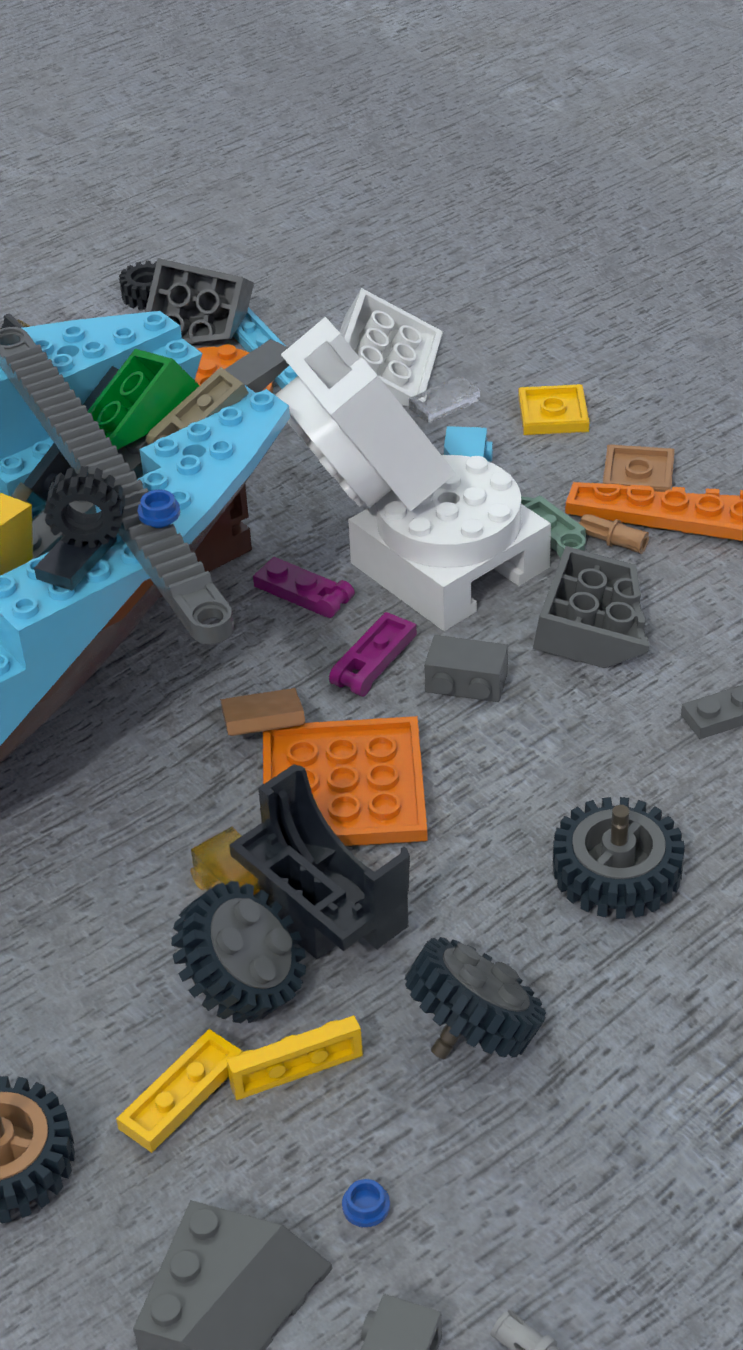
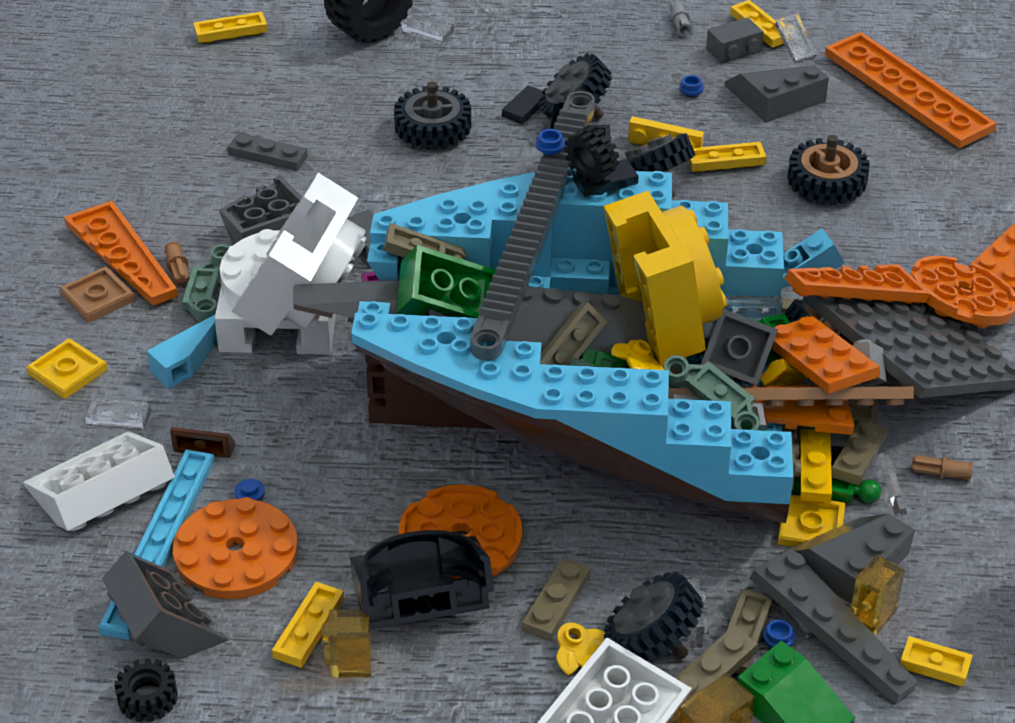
camera: 140 degrees left, 0 degrees up
(556, 987) = (523, 105): none -> black tile

